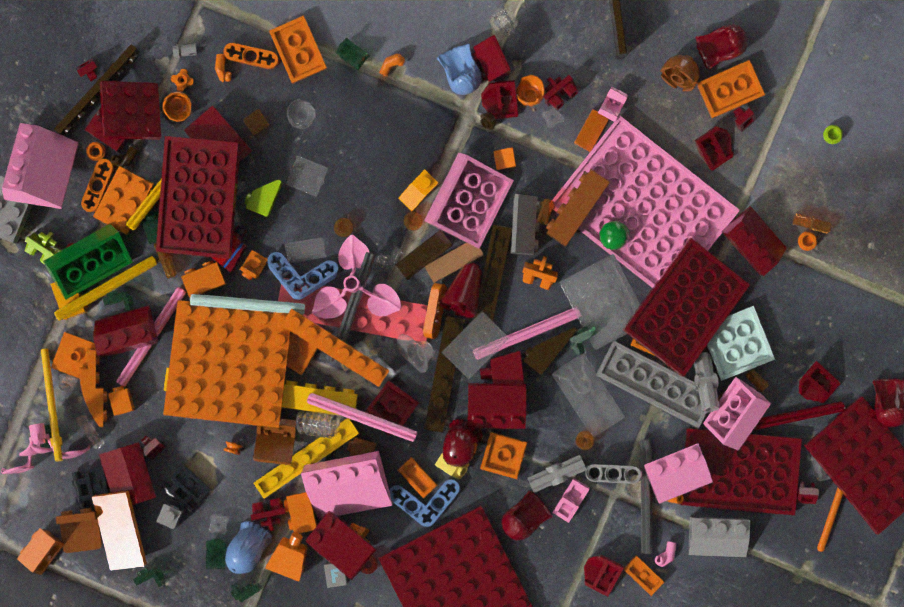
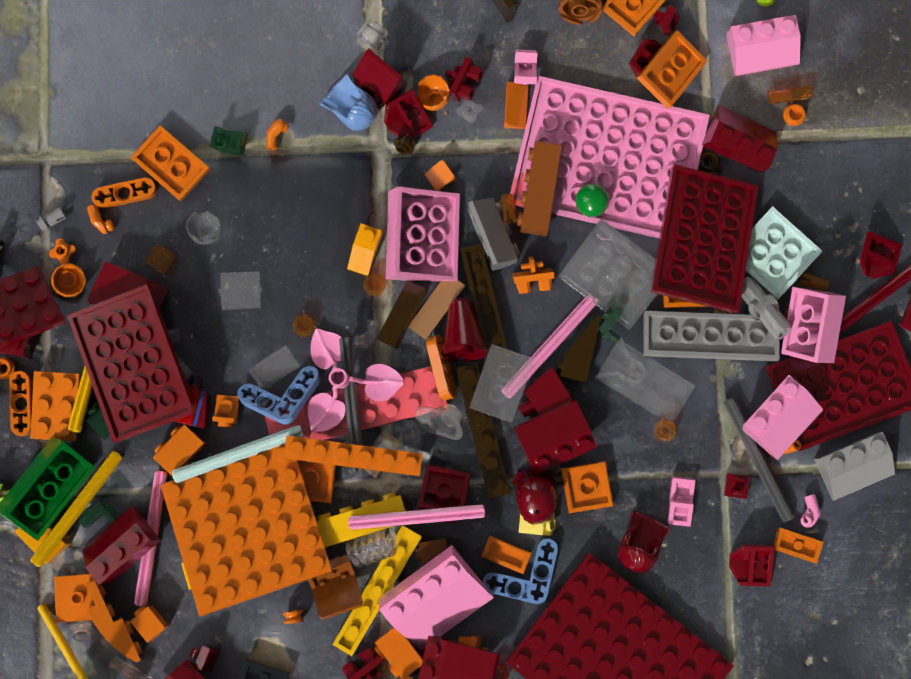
camera: 25 degrees left, 5 degrees down
(124, 160) = (37, 363): dark brown arm -> none
(165, 260) = (129, 447): clear orange axle -> none
(263, 198) = (204, 334): lime slope -> none
(556, 473) = (652, 480): light grey piece -> none
(619, 508) = (736, 486): none -> dark red tile
(623, 474) = (722, 442): light grey beam -> none
(725, 251) = (714, 162): none -> dark brown plate
(727, 160) = (672, 69): none -> orange plate
(810, 175) = (764, 45): none -> bright pink slope

